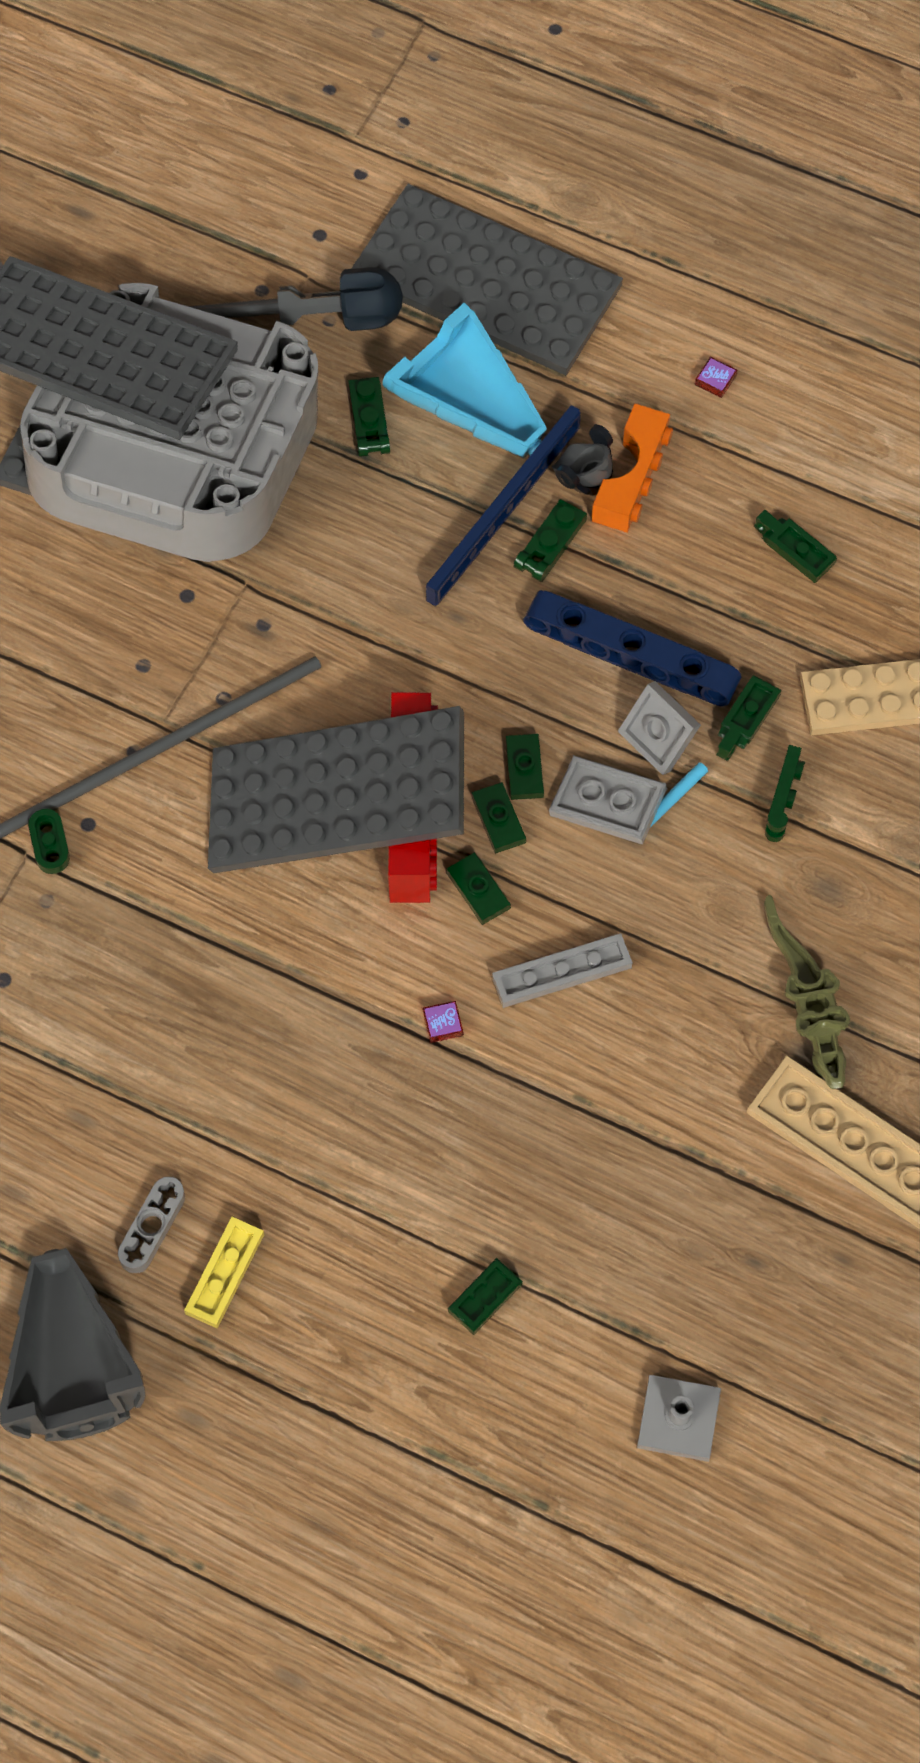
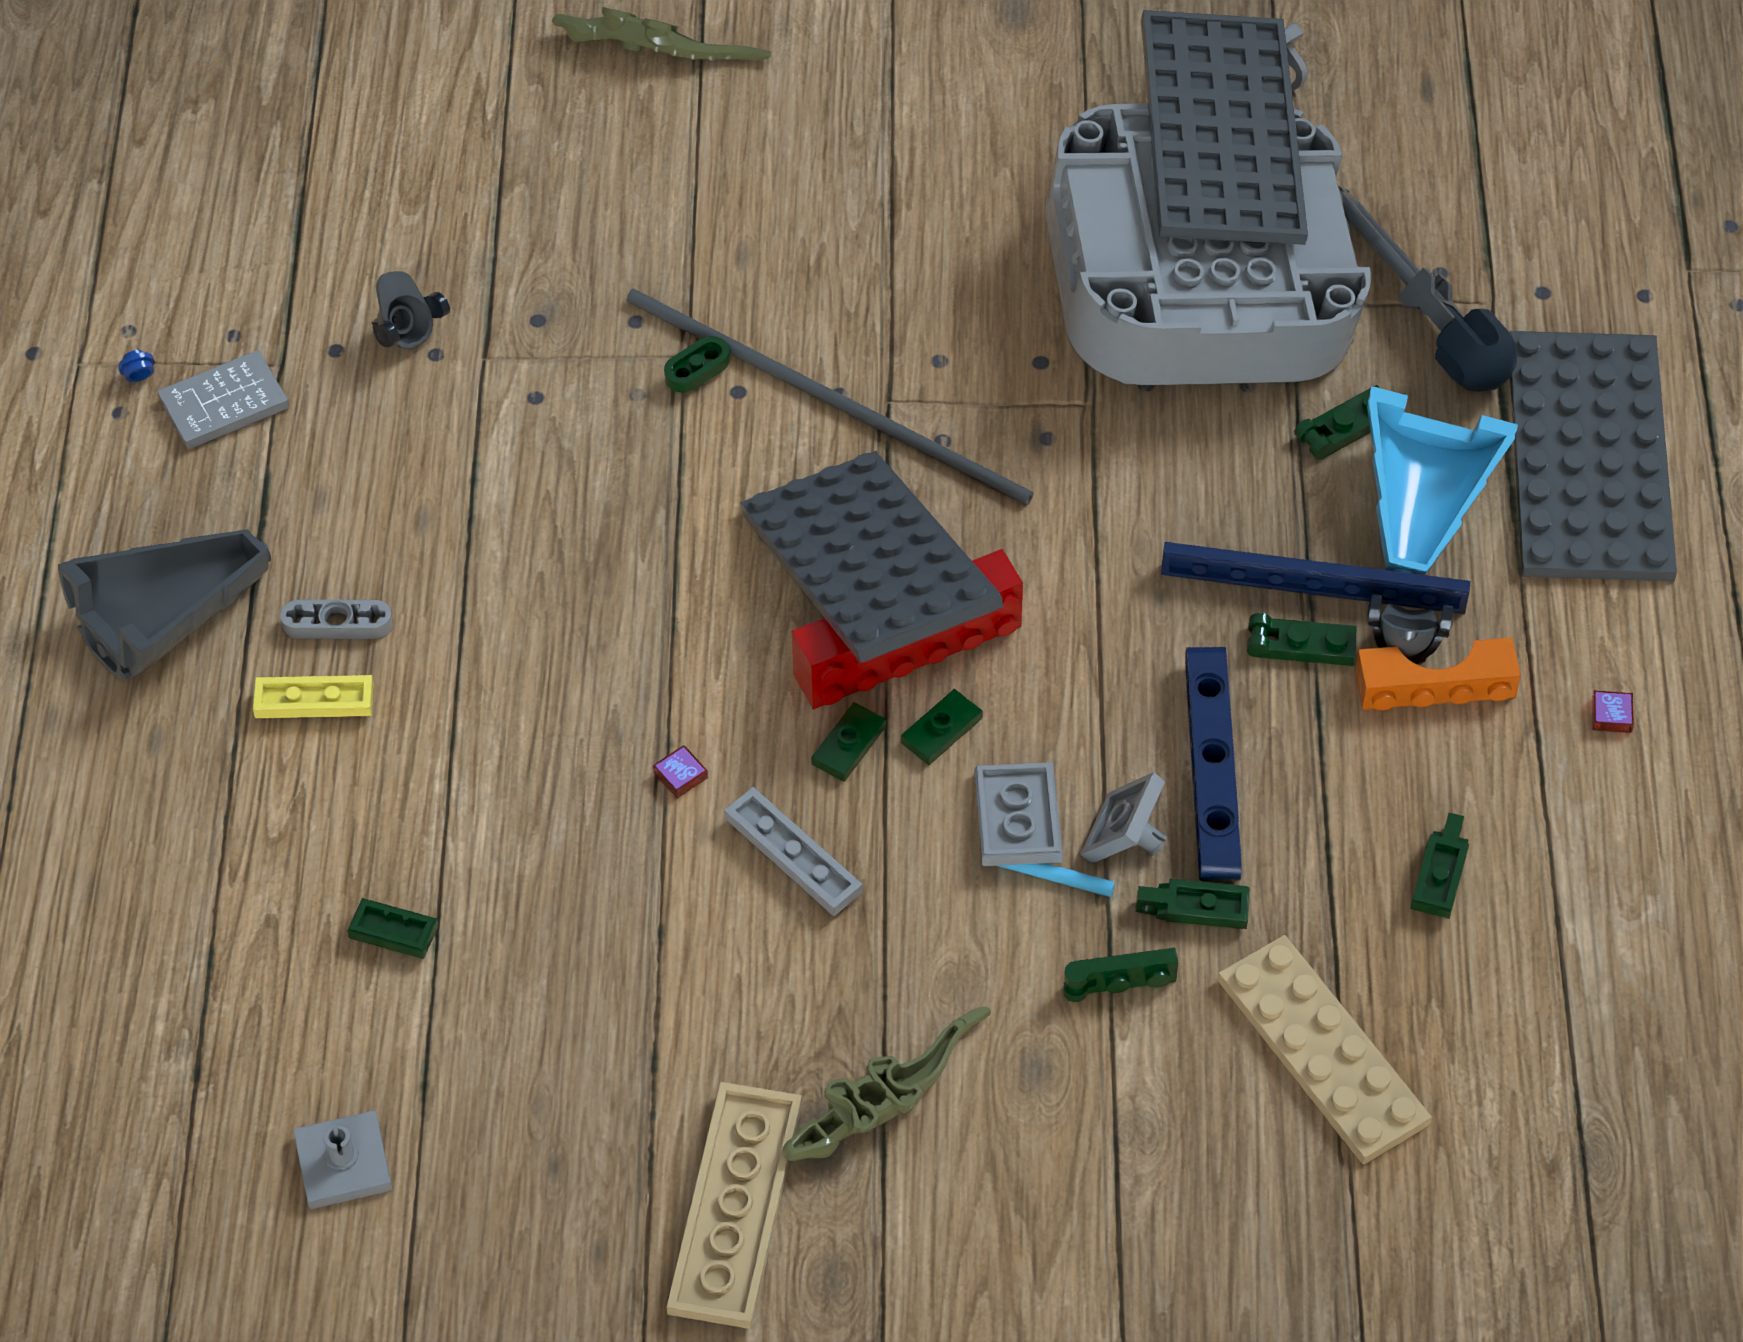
camera: 65 degrees right, 10 degrees down
(524, 766) = (1015, 725): dark green plate -> none

